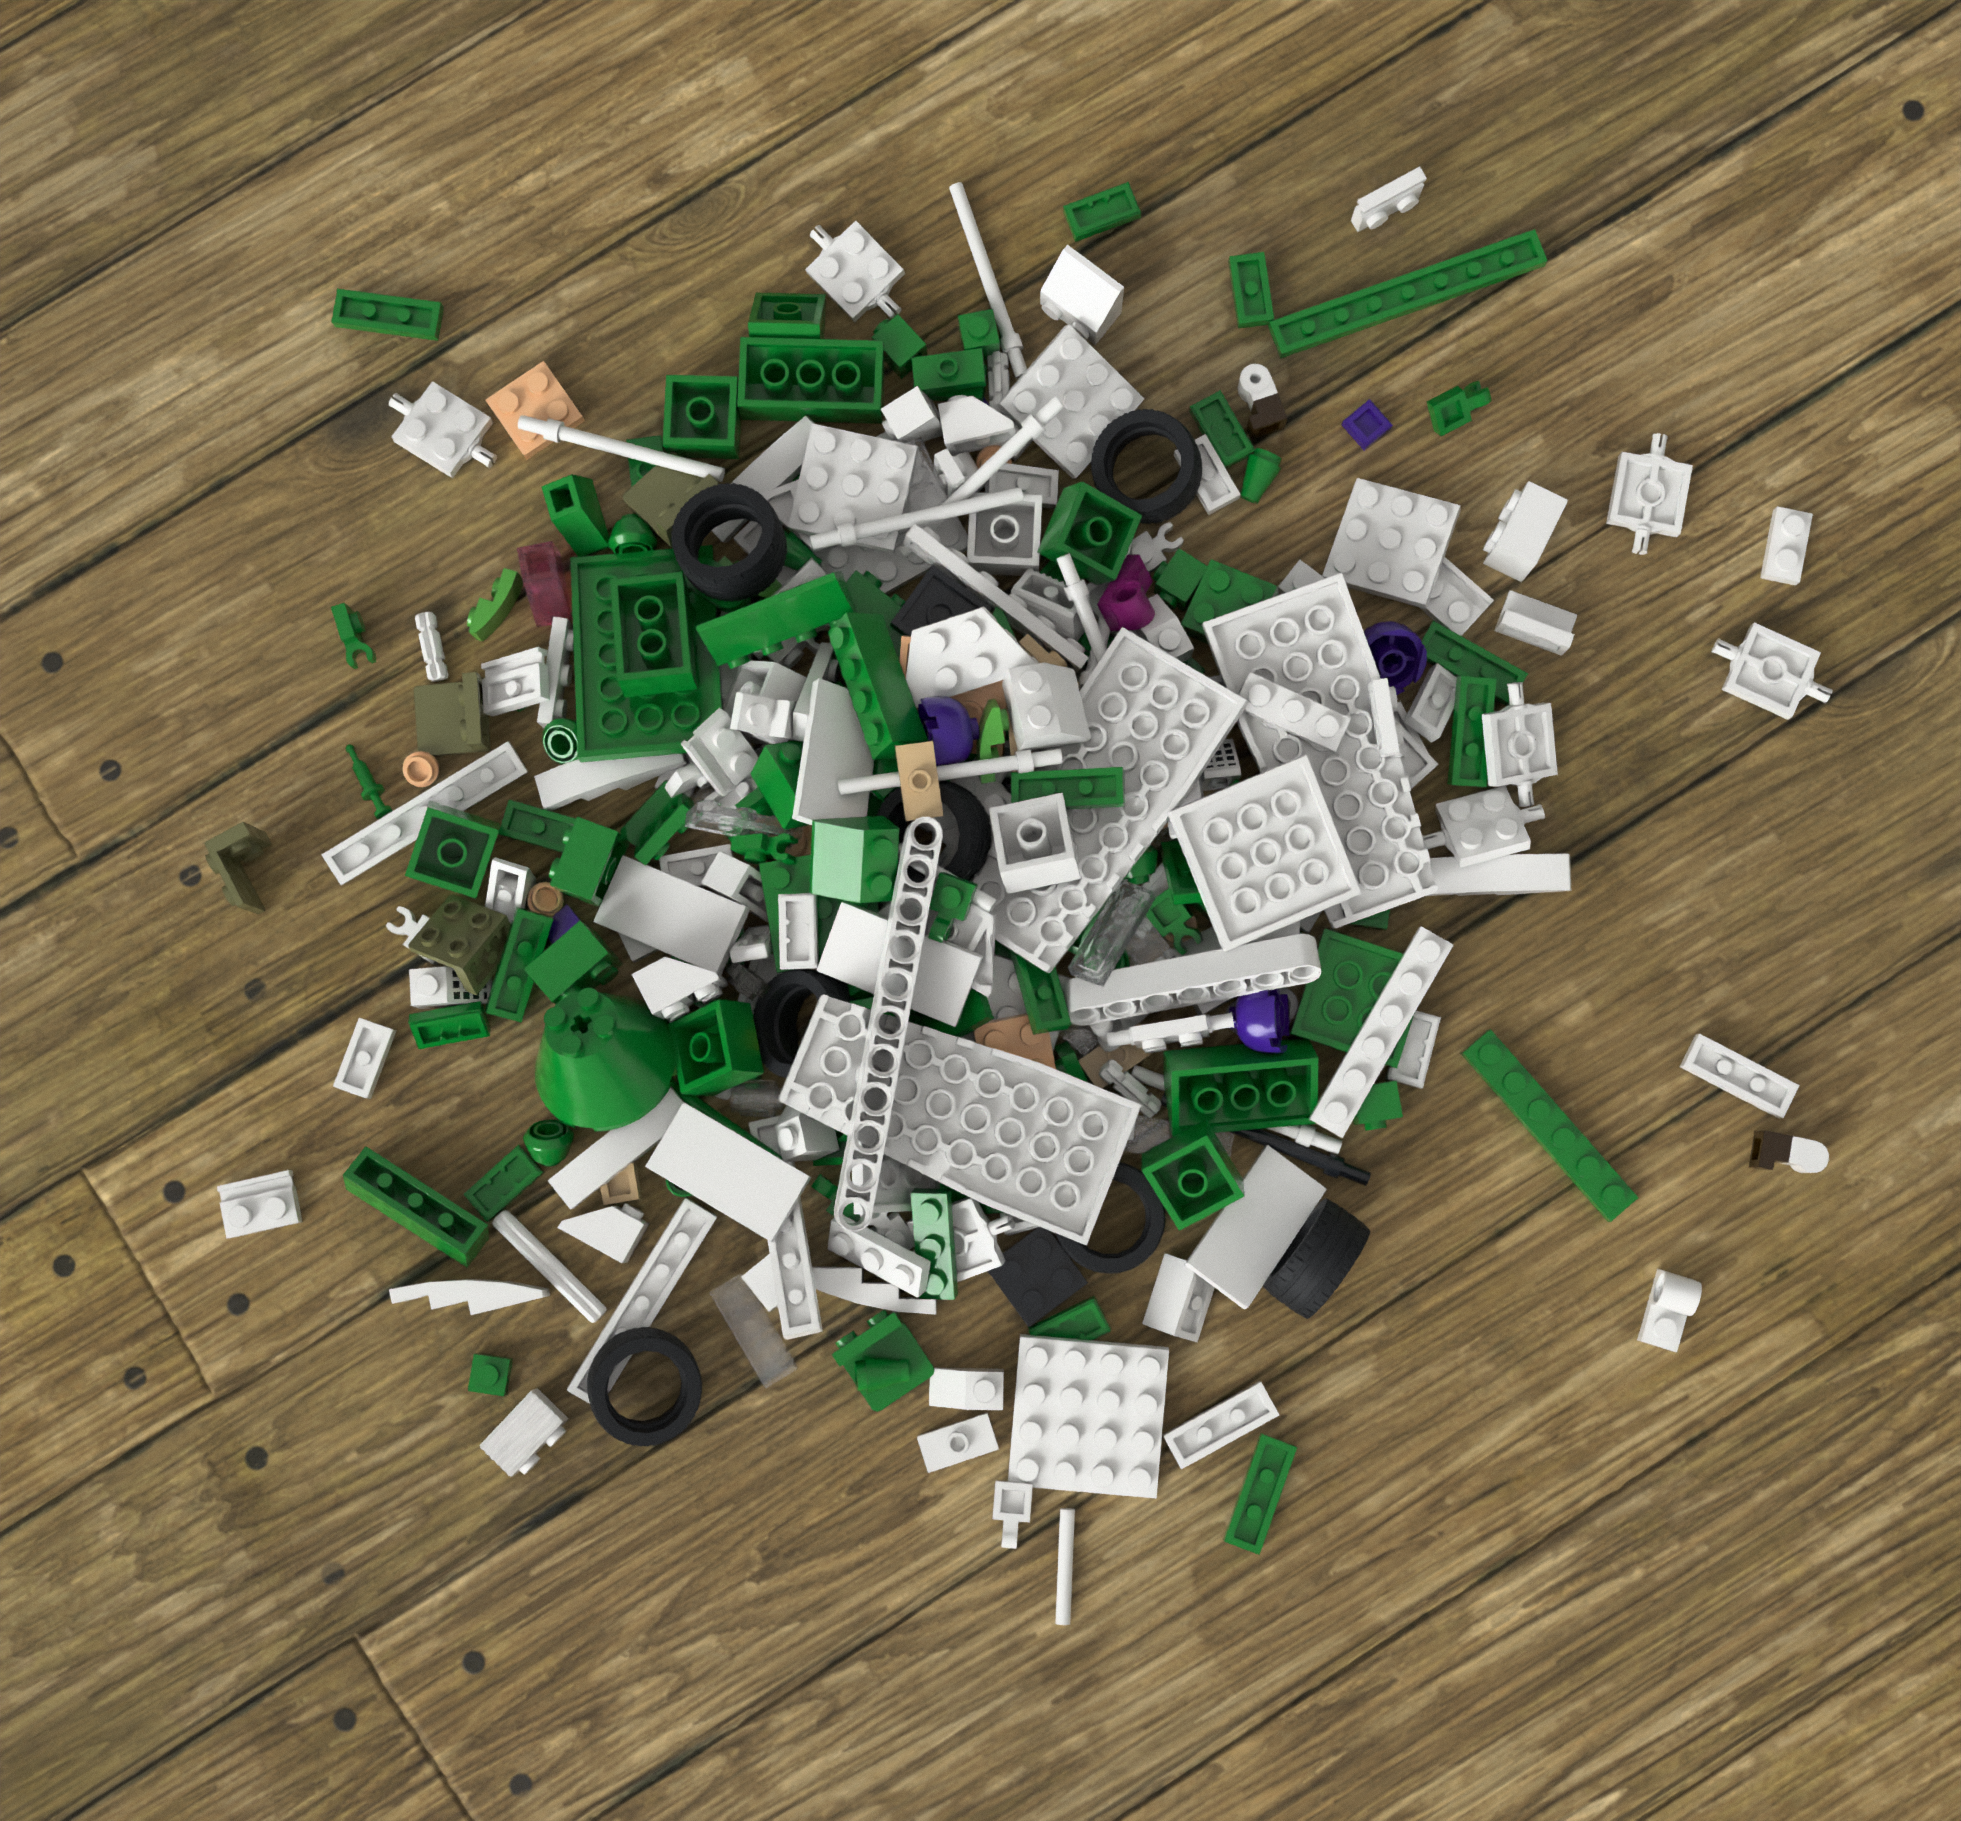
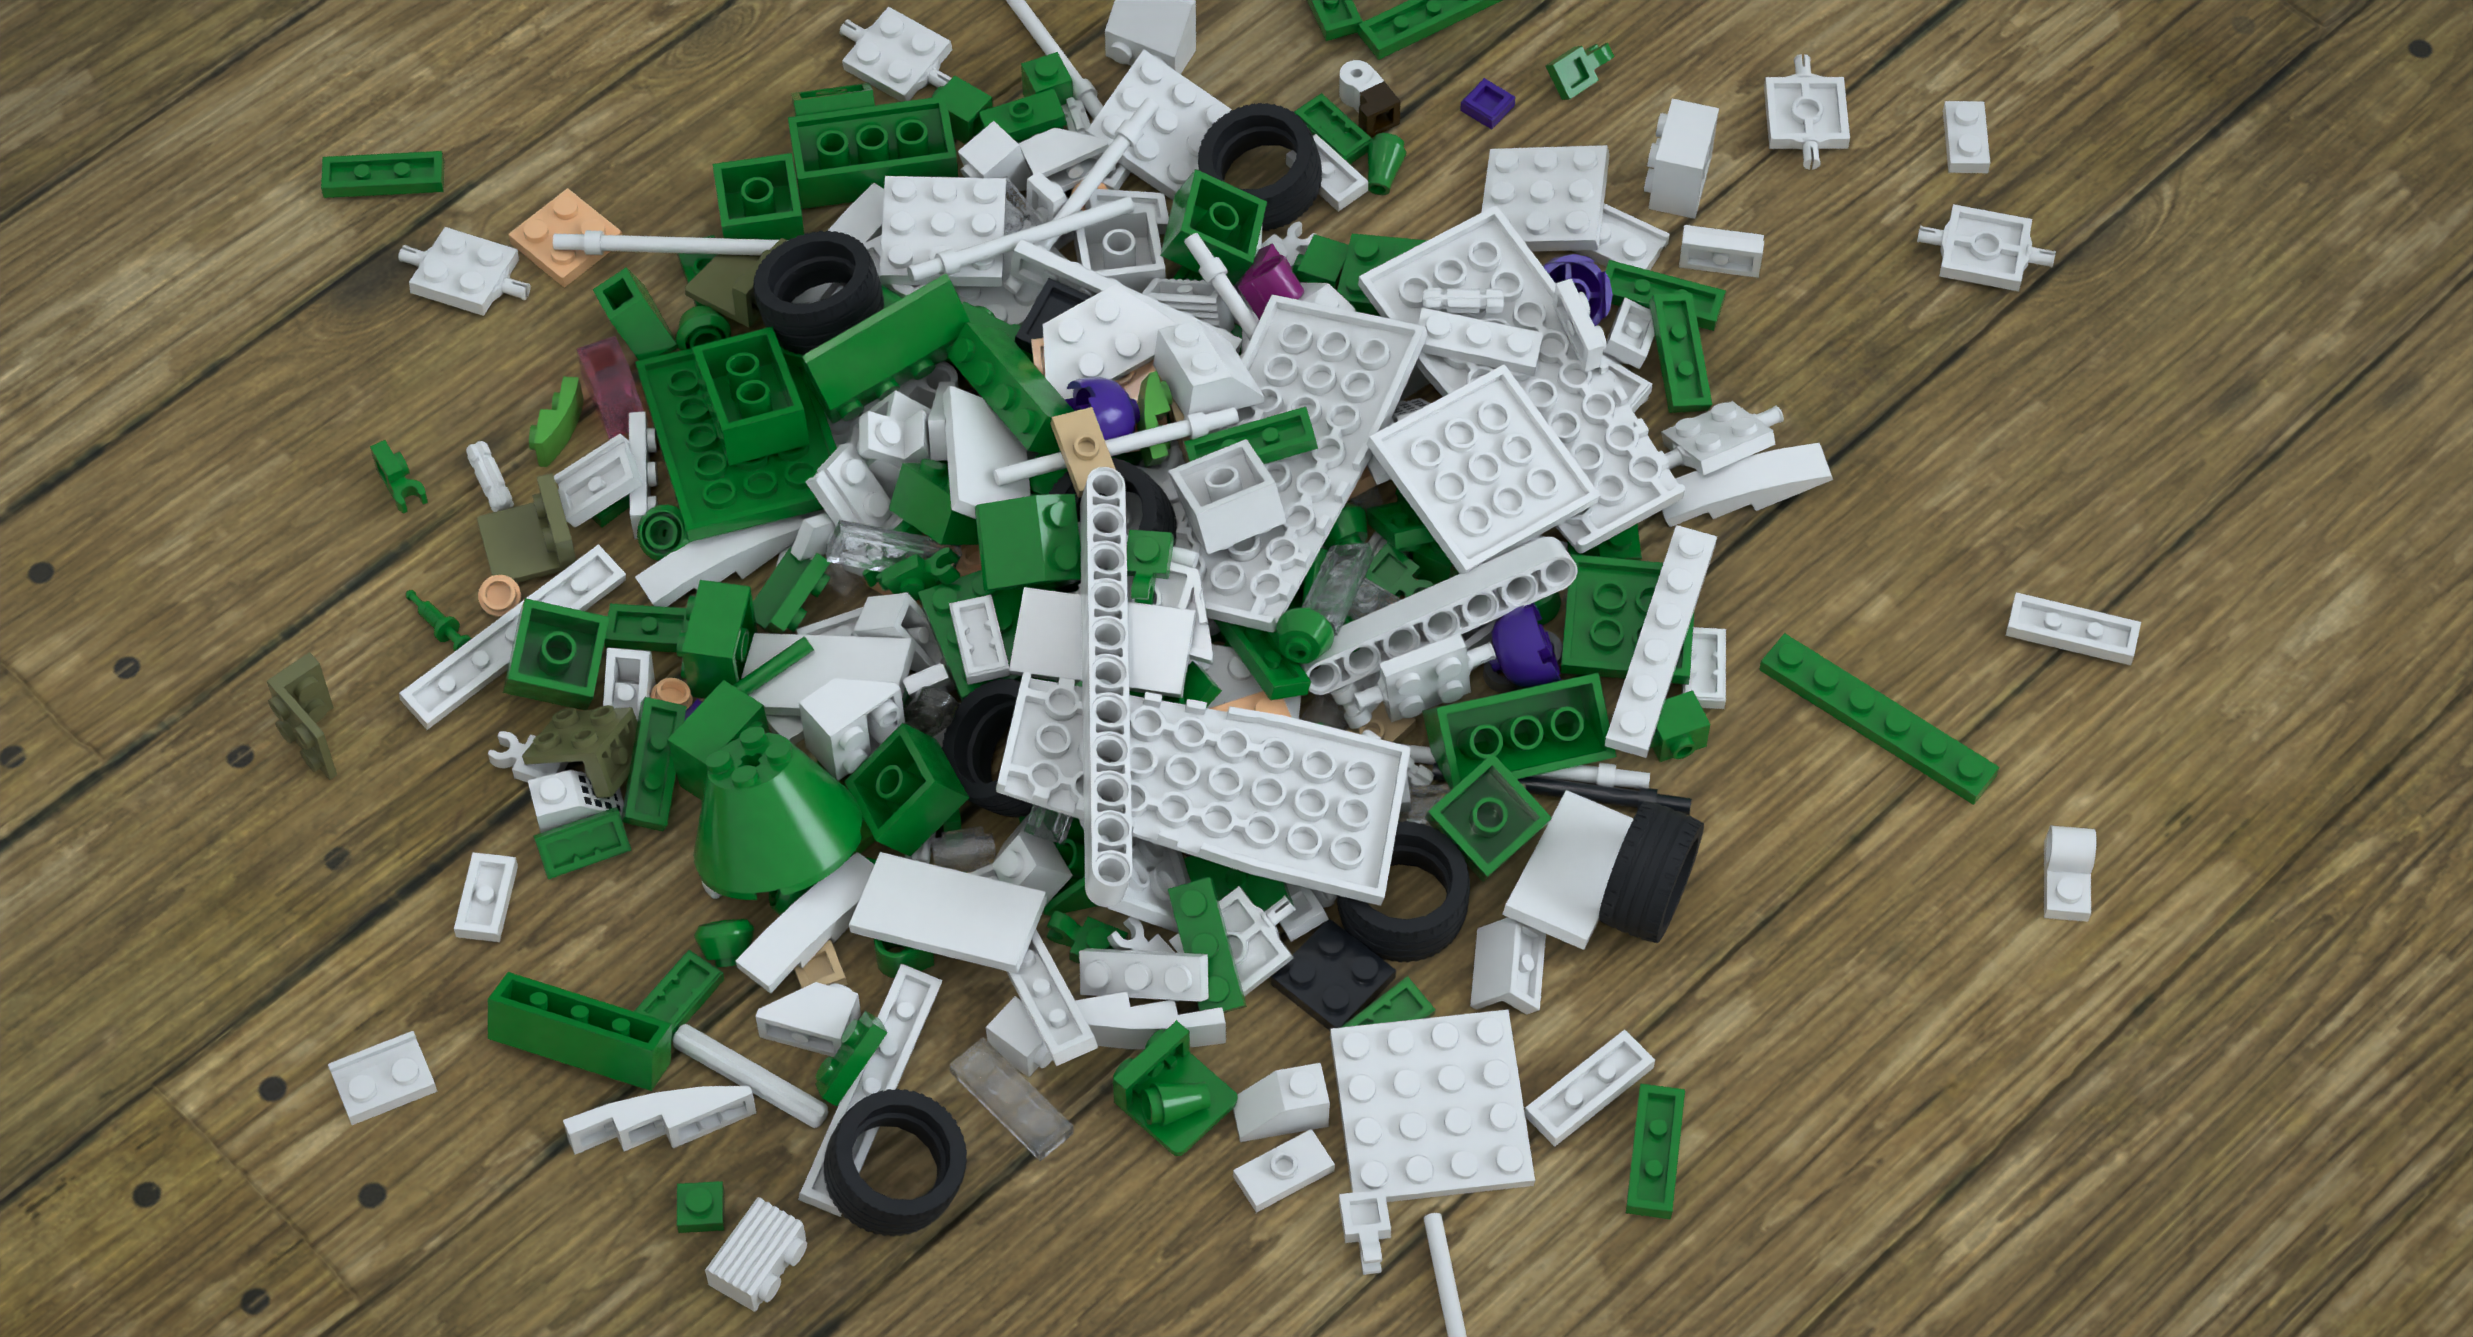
camera: 20 degrees left, 25 degrees down
(617, 904) = (774, 666): none -> green bar
(627, 1281) = (859, 1044): none -> green plate
(1072, 985) = (1304, 635): none -> green cone
(1288, 669) = (1464, 300): none -> white axle
(1519, 744) = (1735, 352): white plate -> none
(1799, 1153) = (2150, 690): leg -> none

